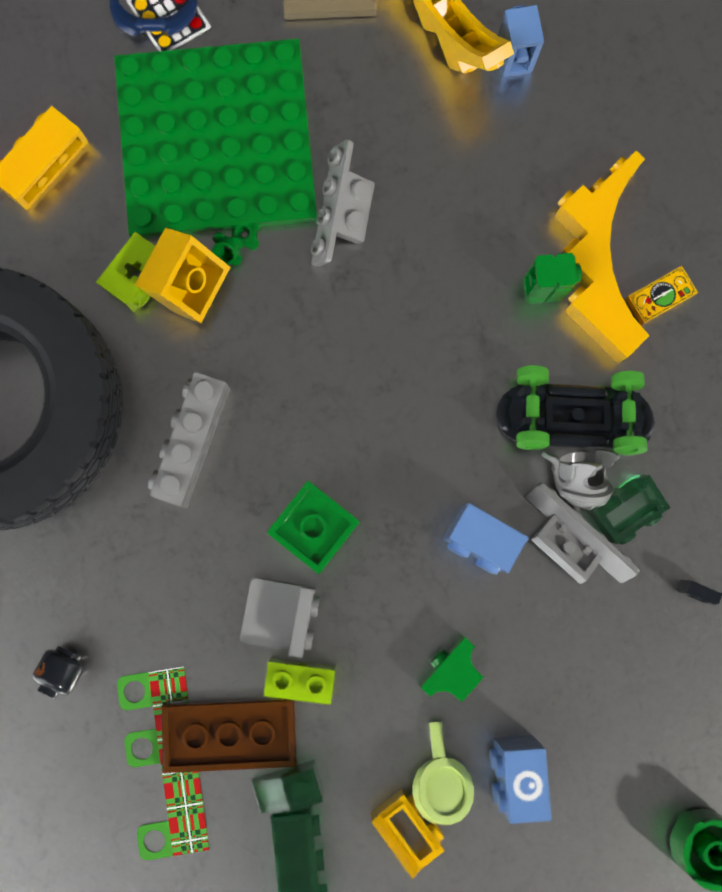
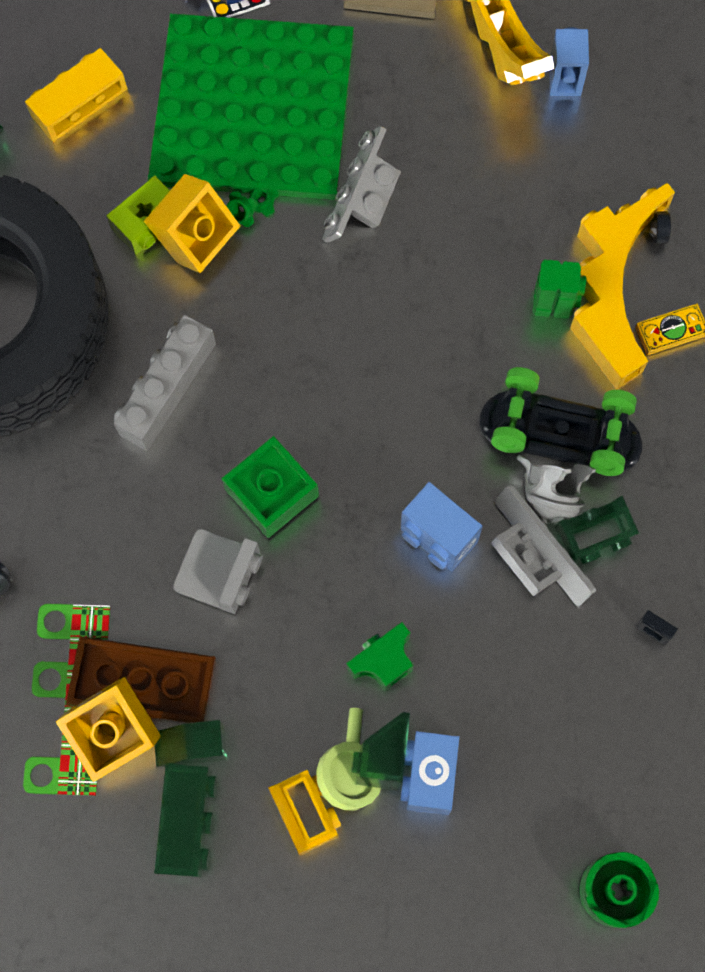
camera: 20 degrees right, 10 degrees down
(209, 797) = (108, 729): none -> yellow brick
(299, 680) = (225, 636): lime brick -> none
(472, 769) = (383, 756): none -> clear green slope
(635, 195) = (660, 227): none -> black tile

